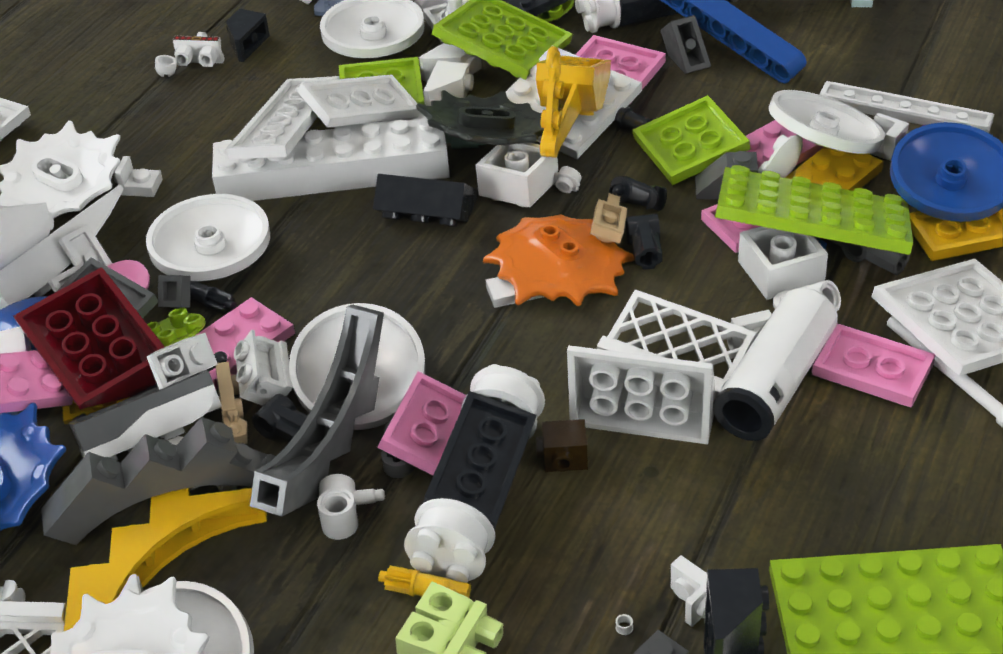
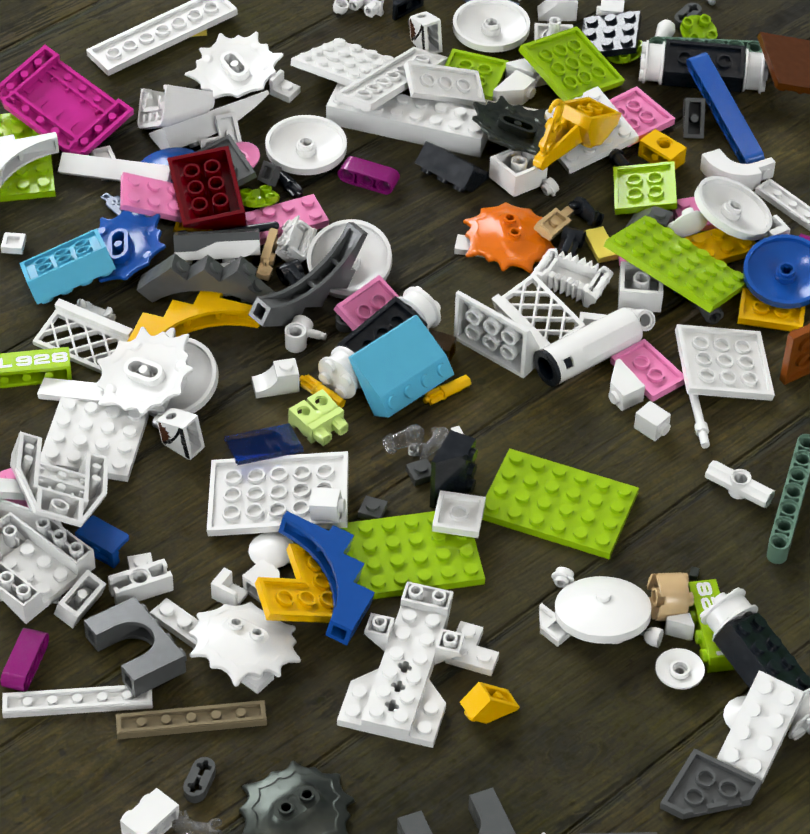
camera: 20 degrees right, 5 degrees up
(181, 360) = (247, 219): white slope -> none
(201, 121) = (340, 61): none -> white plate
(294, 55) = (426, 32): none -> white torso
(316, 246) = (368, 175): none -> magenta beam
(348, 592) = (278, 380): none -> white arch
(537, 500) = (400, 367): none -> medium azure slope
(610, 602) = (411, 435): none -> clear piece
(611, 510) = (446, 390): none -> yellow piece
(656, 587) = (433, 444): none -> clear piece
(674, 90) = (660, 148): none -> yellow brick
(682, 277) = (573, 276): none -> white piece
(684, 227) = (596, 239): none -> light yellow tile
(756, 87) = (717, 164): none -> white arch
(861, 399) = (625, 387): none -> white slope
(941, 434) = (652, 421): none -> white brick

